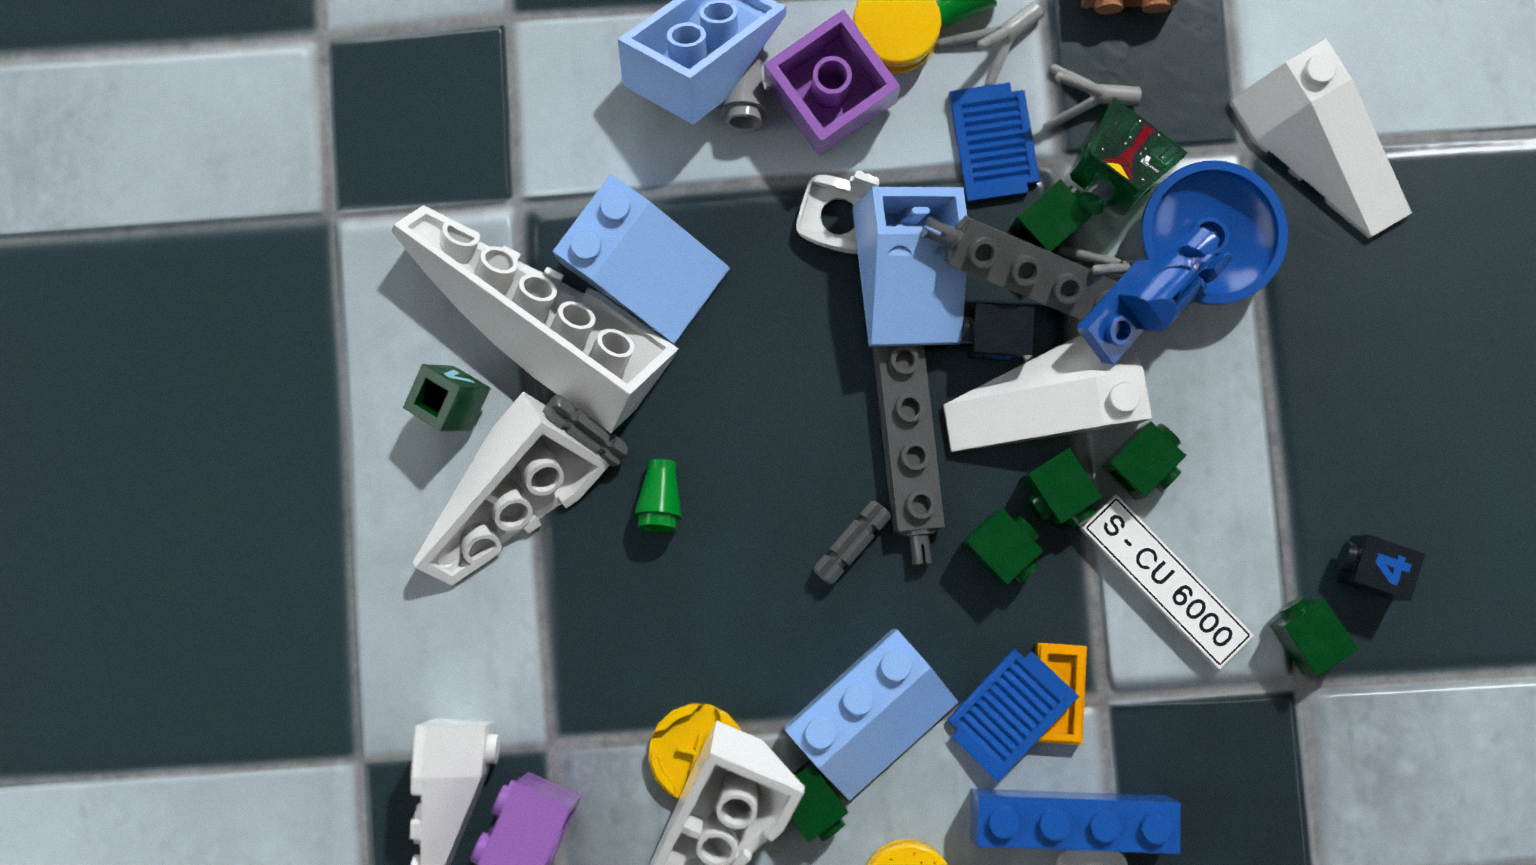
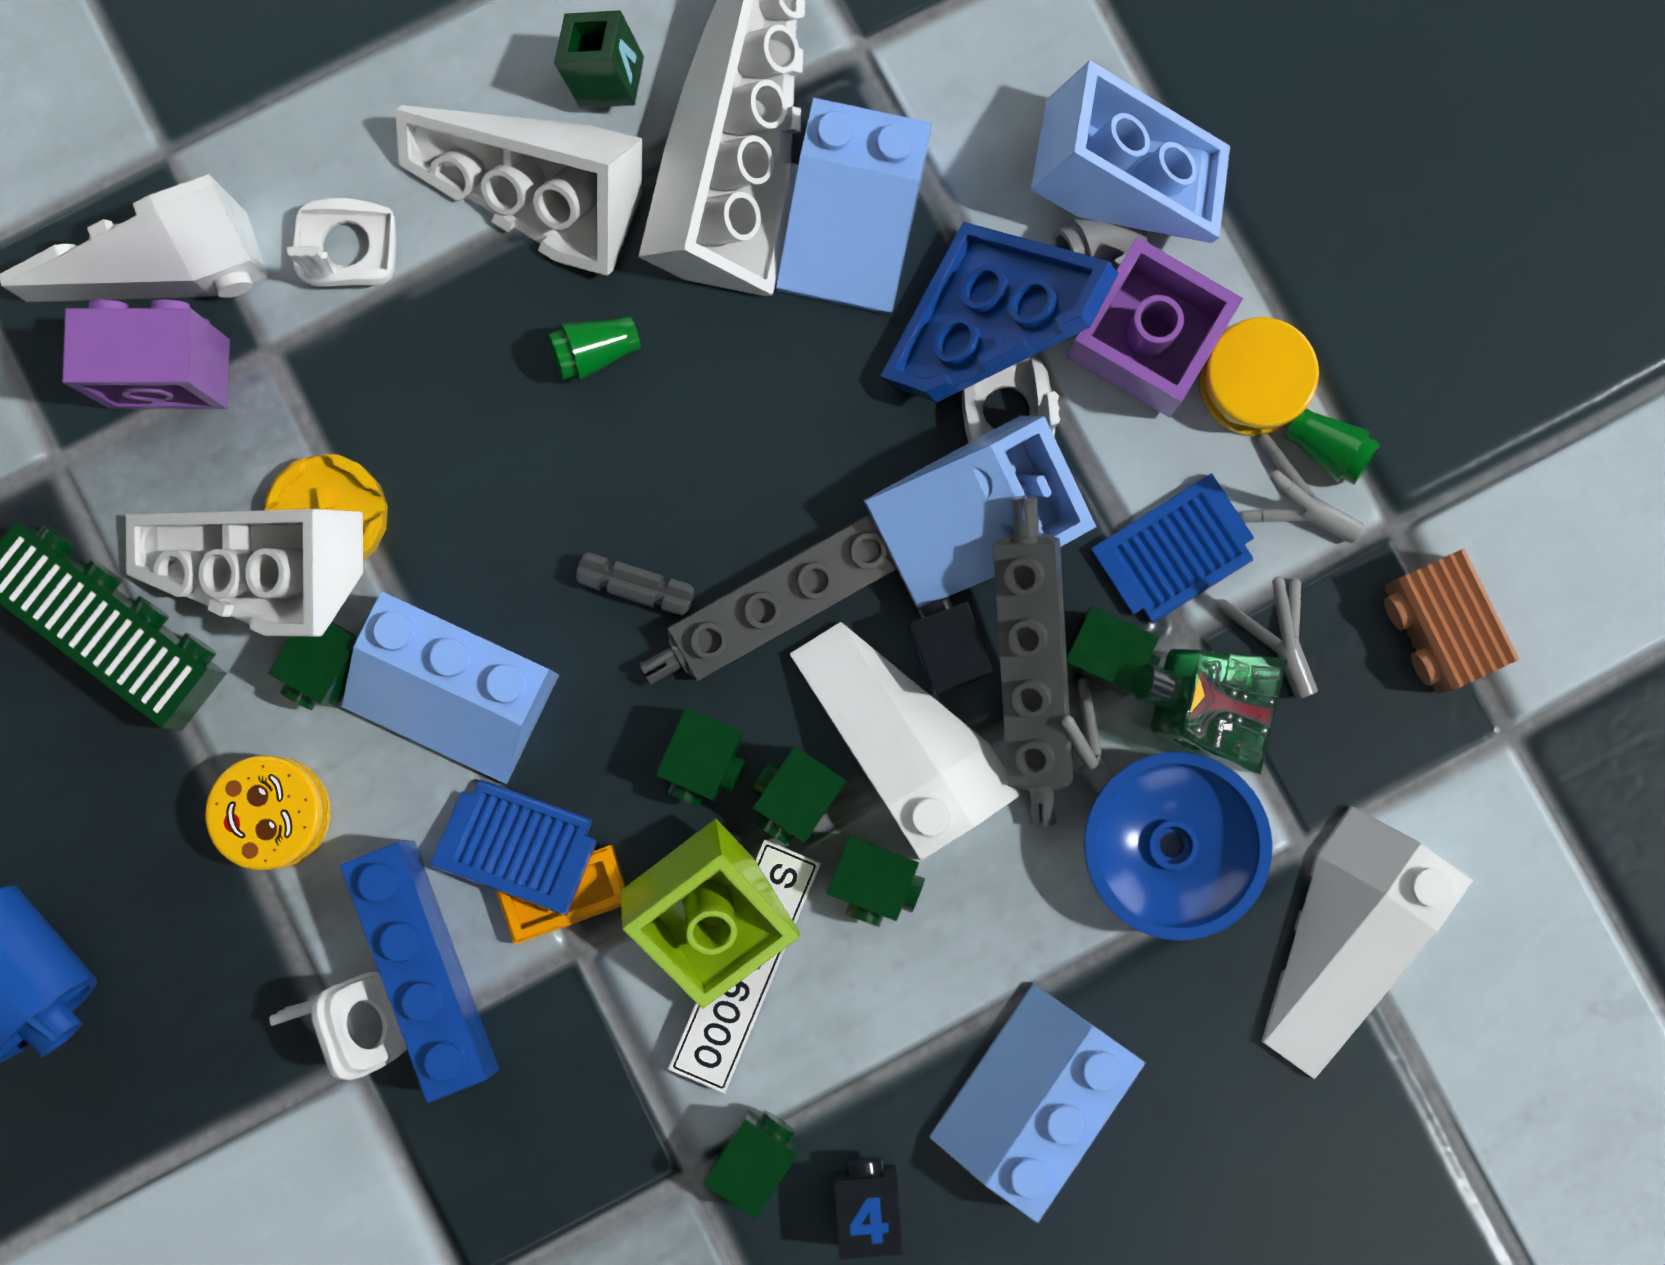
camera: 70 degrees right, 0 degrees up
(500, 682) = (316, 221): none -> white piece
(585, 430) = (629, 227): dark grey axle -> none
(767, 190) = (992, 308): none -> blue plate
(1122, 591) = (707, 914): none -> lime slope
(1153, 294) = (1066, 798): blue plate -> none
(1352, 413) = (1036, 1102): none -> light blue slope

